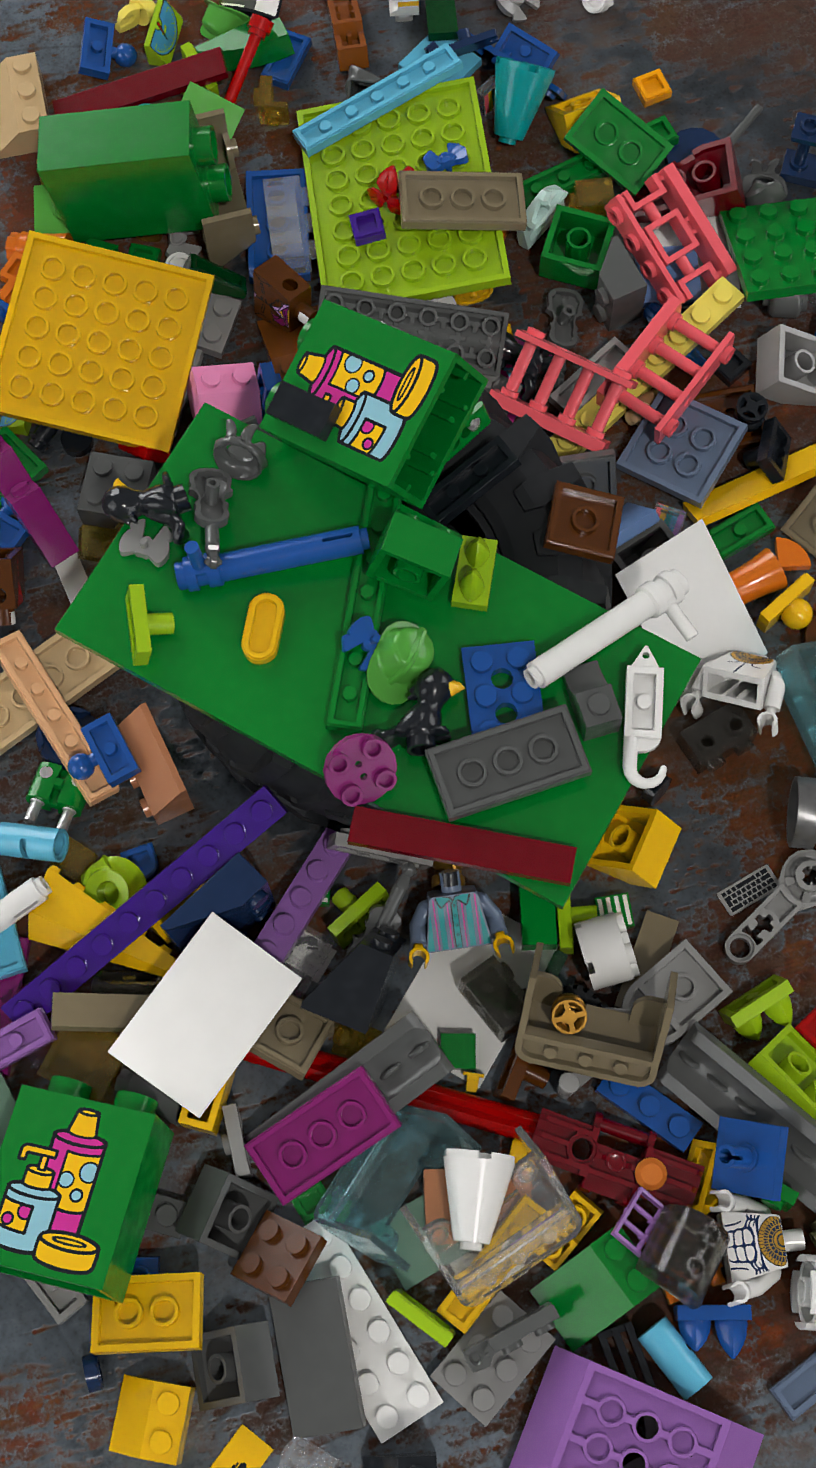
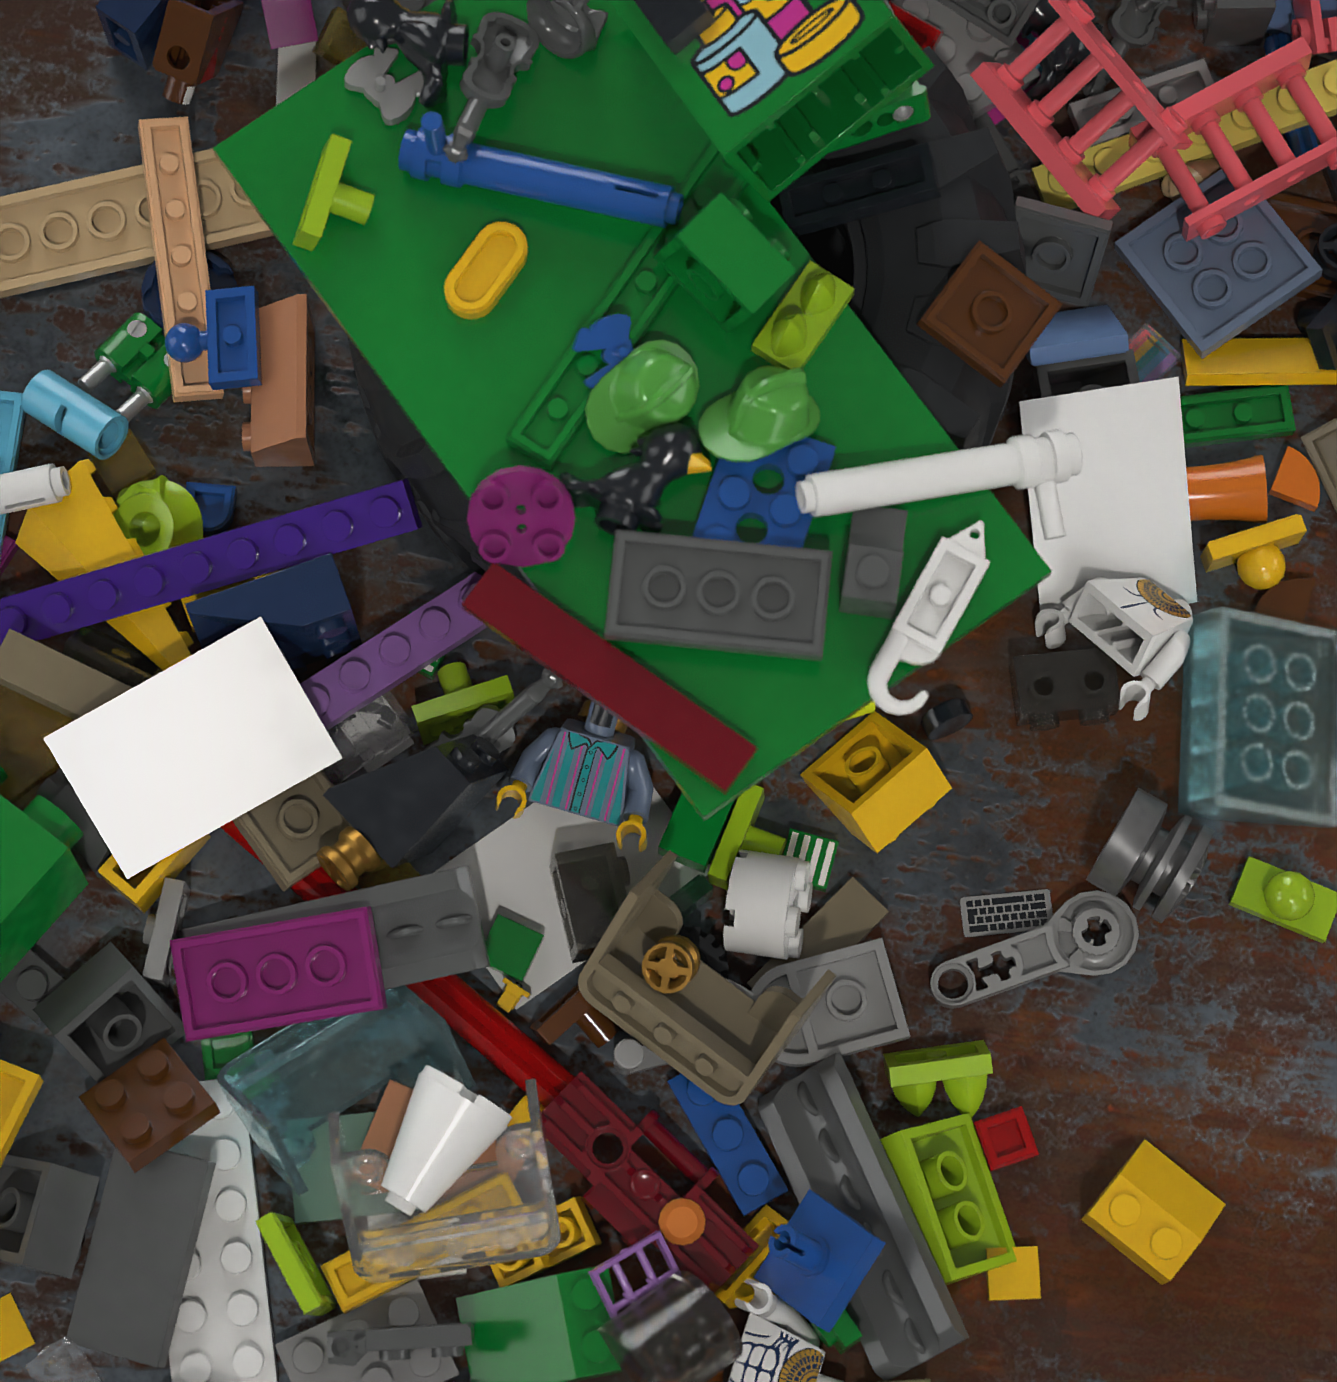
camera: 20 degrees right, 5 degrees up
(334, 1040) = (348, 858): none -> pearl gold wheel
(479, 641) = (761, 416): none -> bright green piece

